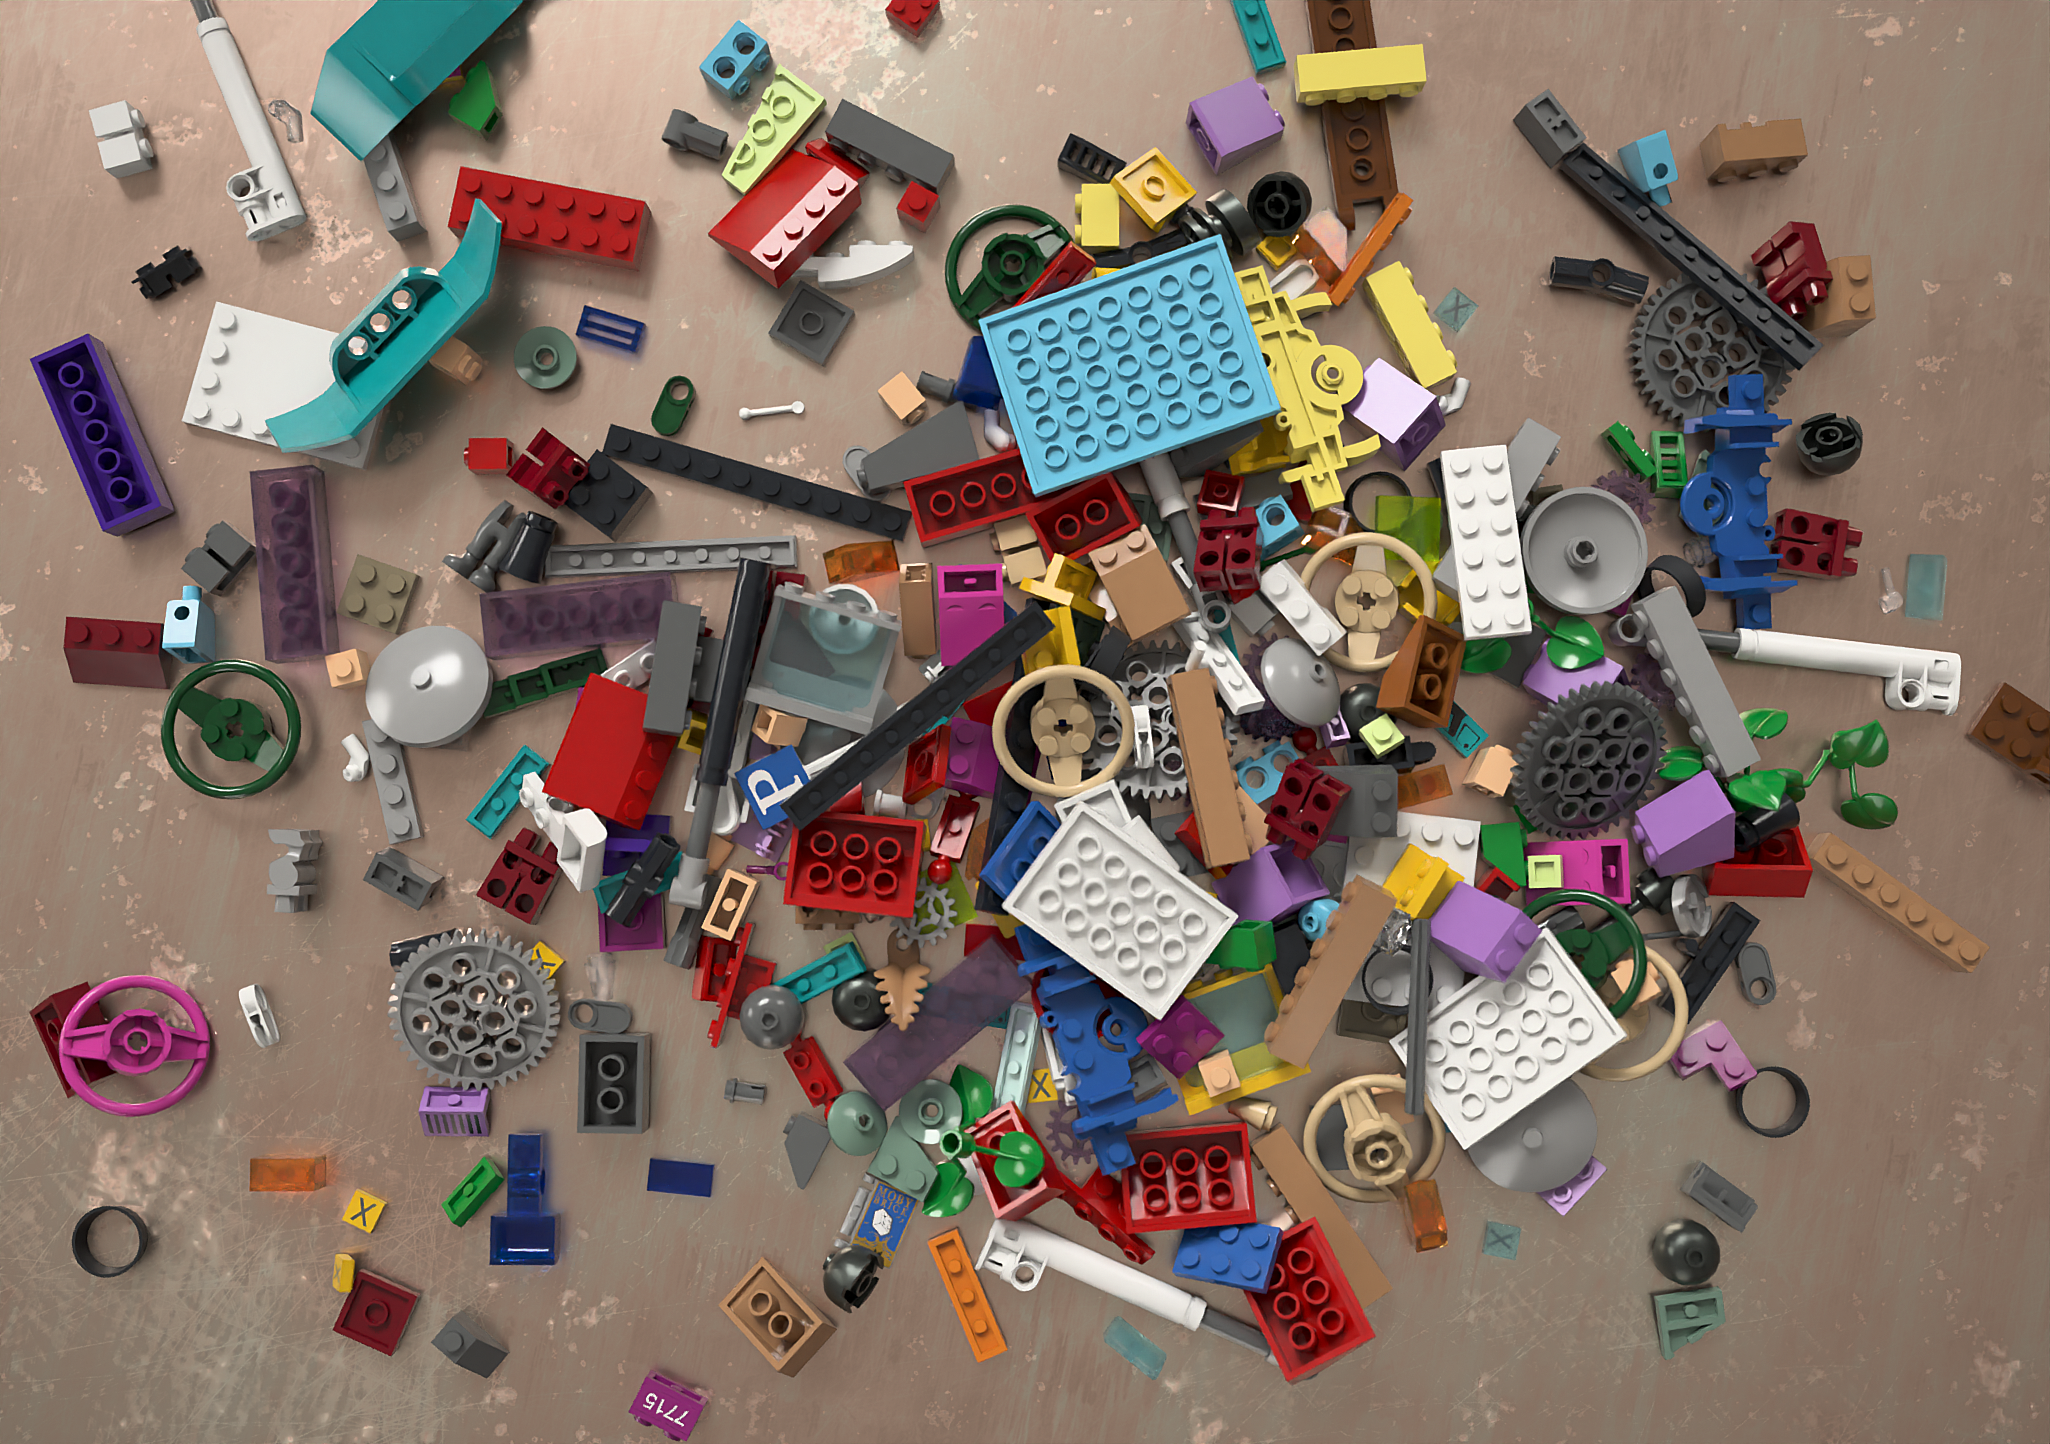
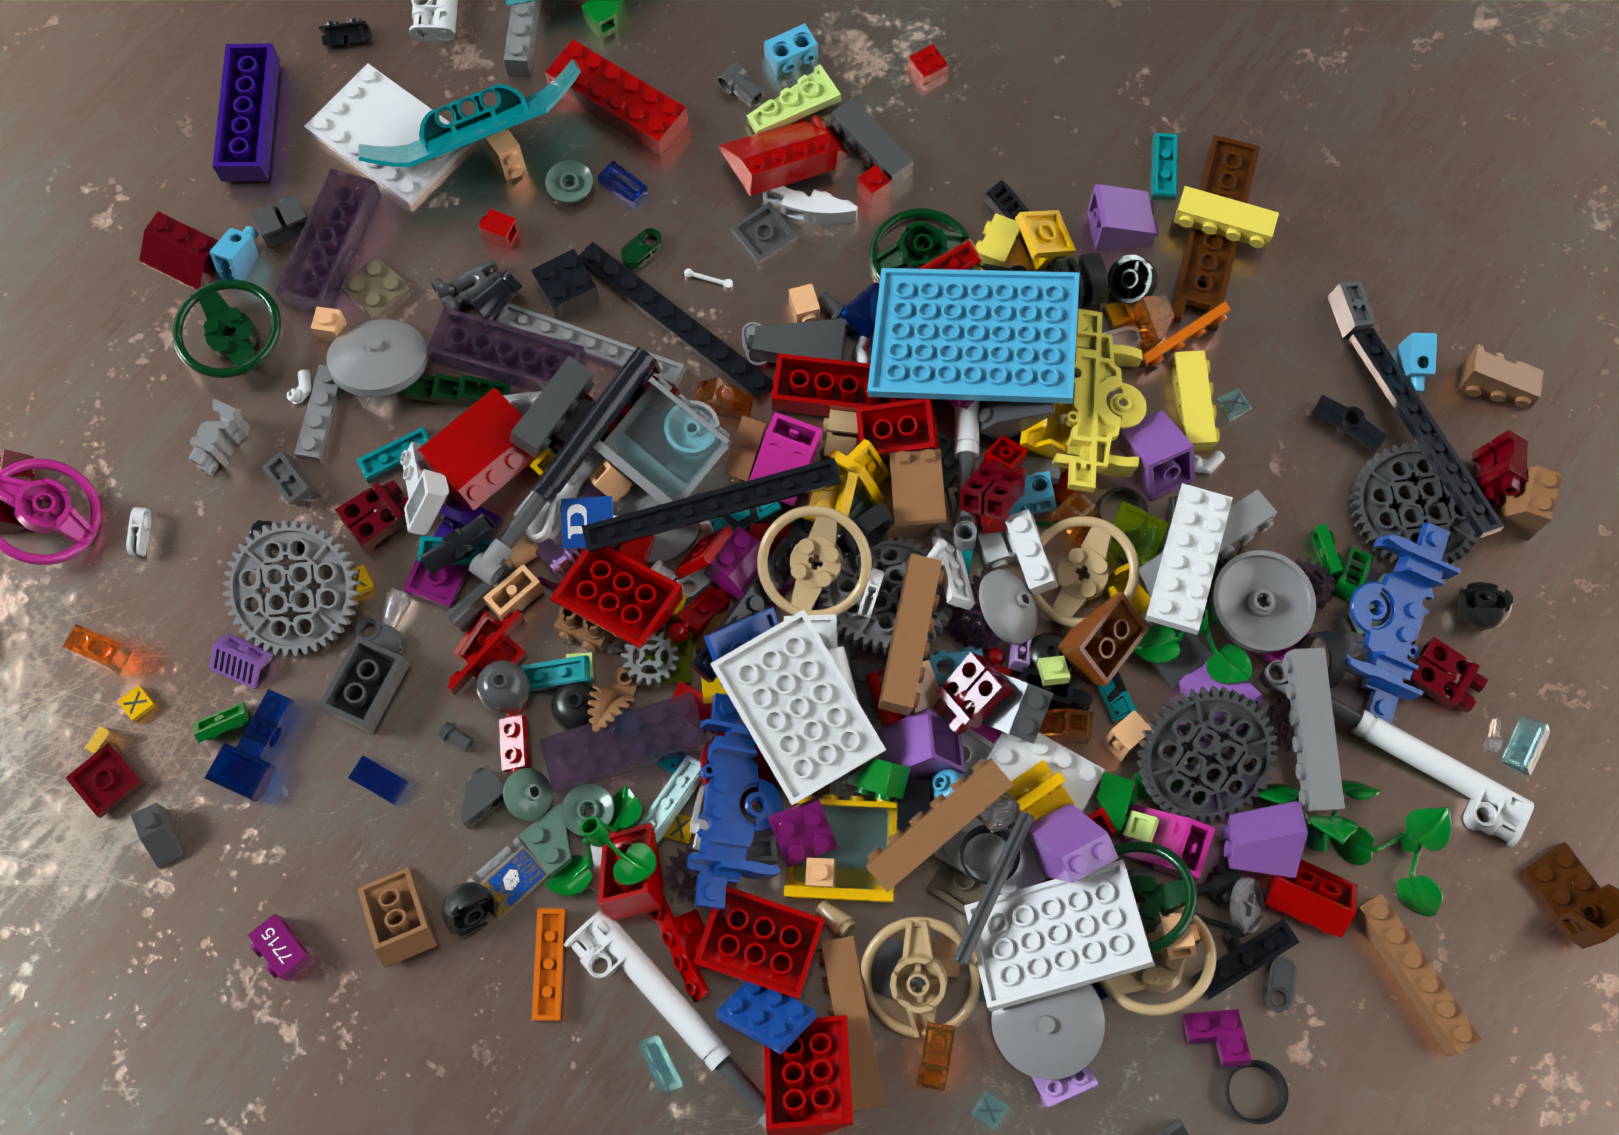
camera: 20 degrees right, 15 degrees down
(556, 476) = (540, 251): dark red hips -> none
(1761, 824) = (1335, 862): black plant -> none

